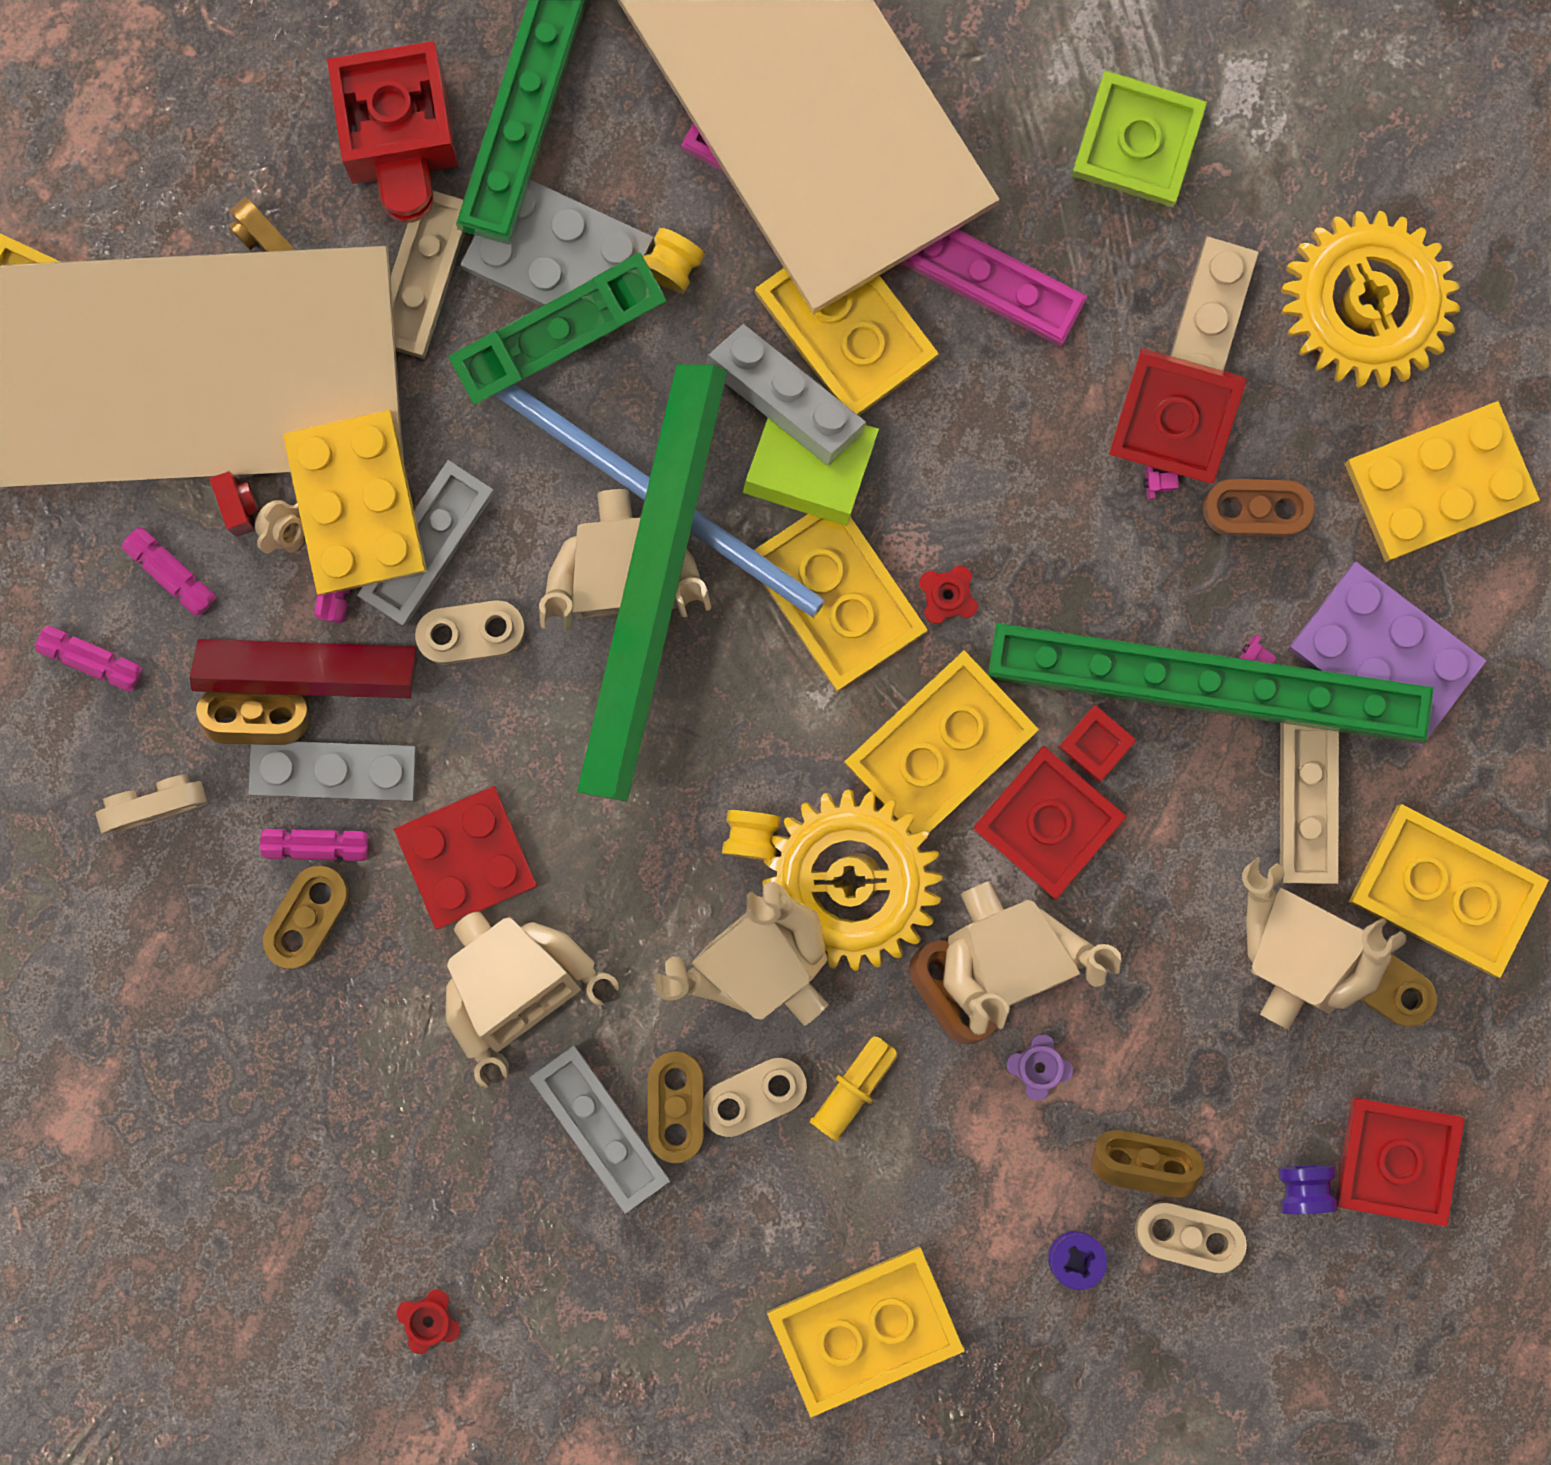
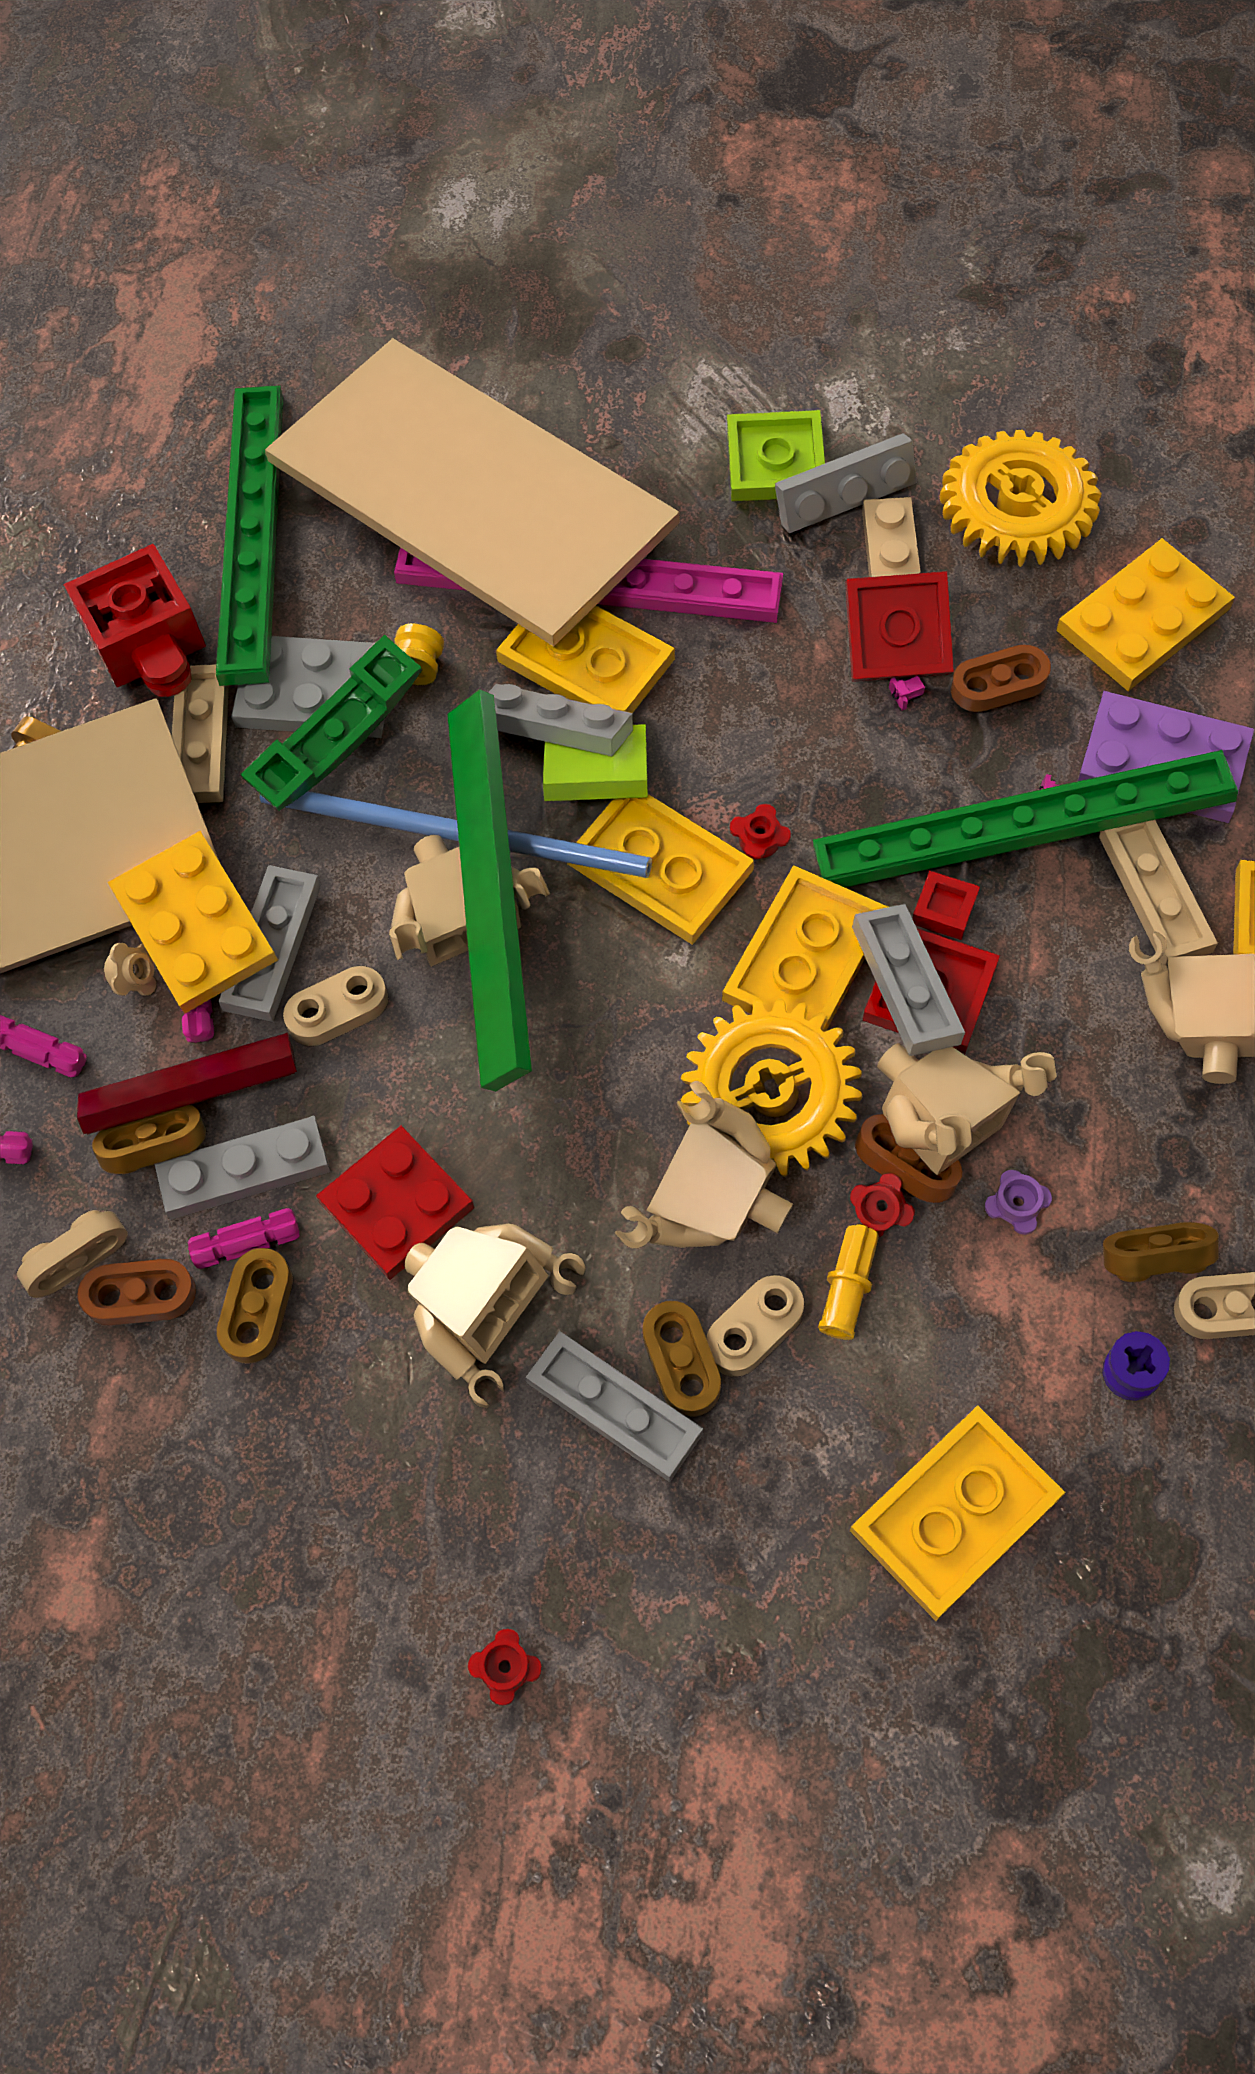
camera: 10 degrees left, 20 degrees down
(202, 865) = (139, 1291): none -> dark orange plate
(235, 503) = (82, 963): red plate -> none
(751, 834) = (659, 1083): yellow wheel -> none
(901, 1035) = (866, 1204): none -> red plate
(1021, 821) = (908, 980): none -> light grey plate
(1196, 211) = (846, 482): none -> light grey plate

